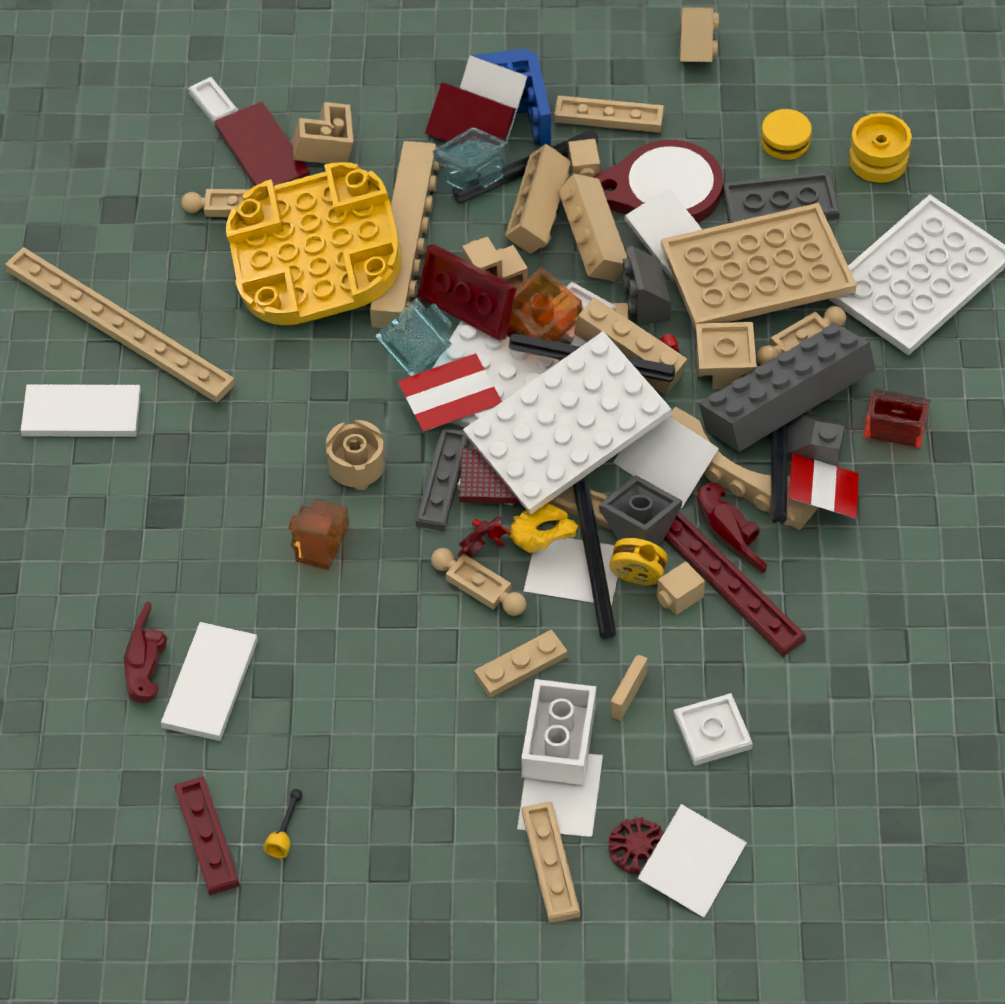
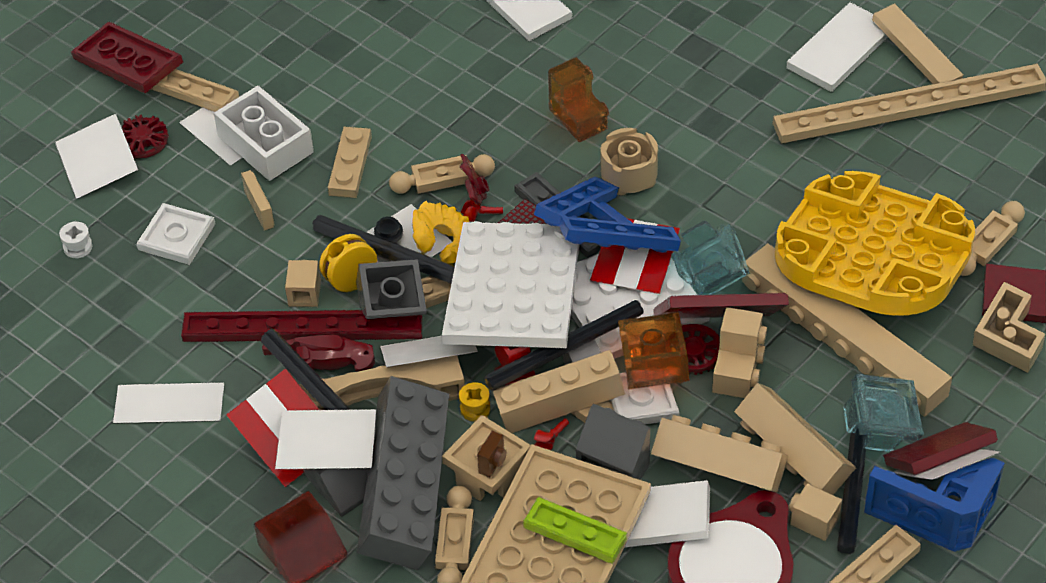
camera: 130 degrees right, 5 degrees down
(44, 353) = (916, 45): none -> tan tile
(432, 441) = (610, 227): none -> blue plate
(563, 932) = (127, 57): none -> dark red tile
(572, 574) = (388, 229): none -> black plate
(680, 397) = (474, 401): none -> yellow wheel
(734, 326) = (491, 454): none -> reddish brown plate
(742, 250) = (575, 530): none -> lime tile
(796, 797) = (75, 239): none -> white wheel
(815, 437) = (326, 439): none -> white sticker
(866, 603) = (168, 402): none -> white sticker

